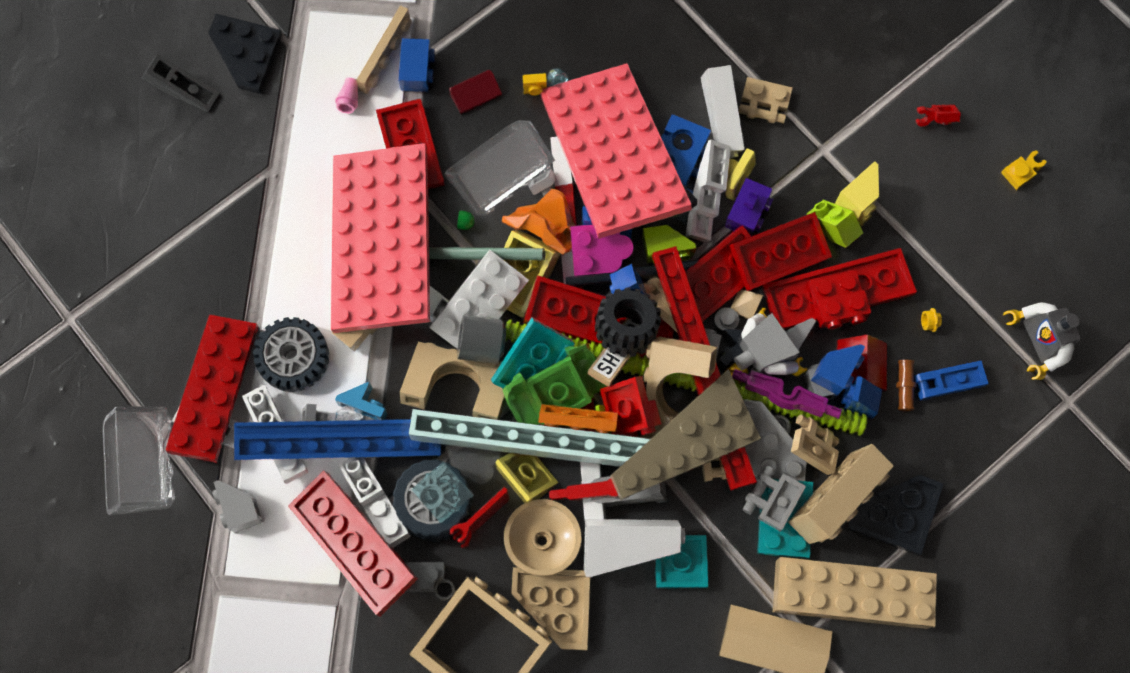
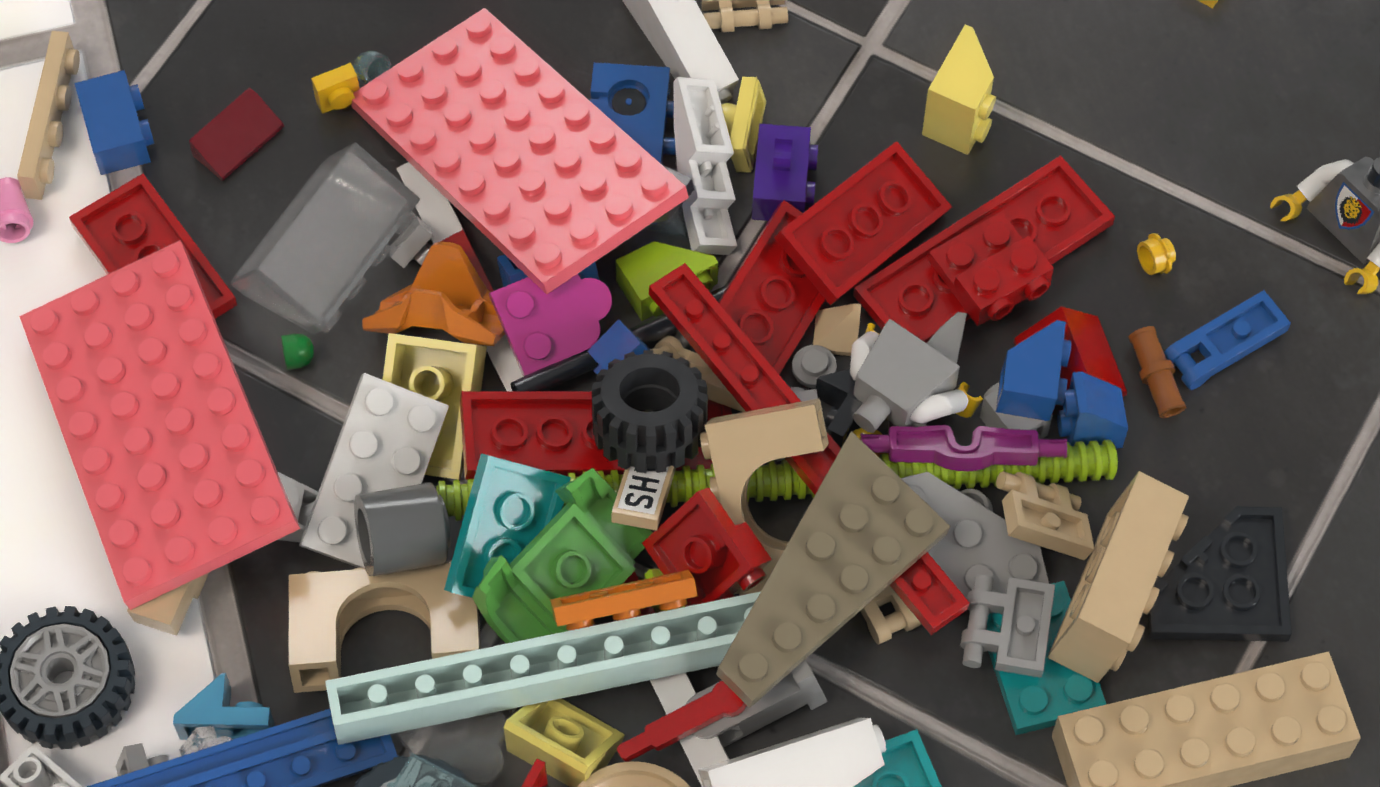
camera: 20 degrees left, 10 degrees down
(466, 253) = (343, 391): sand green piece -> none
(837, 223) = (942, 148): lime slope -> none

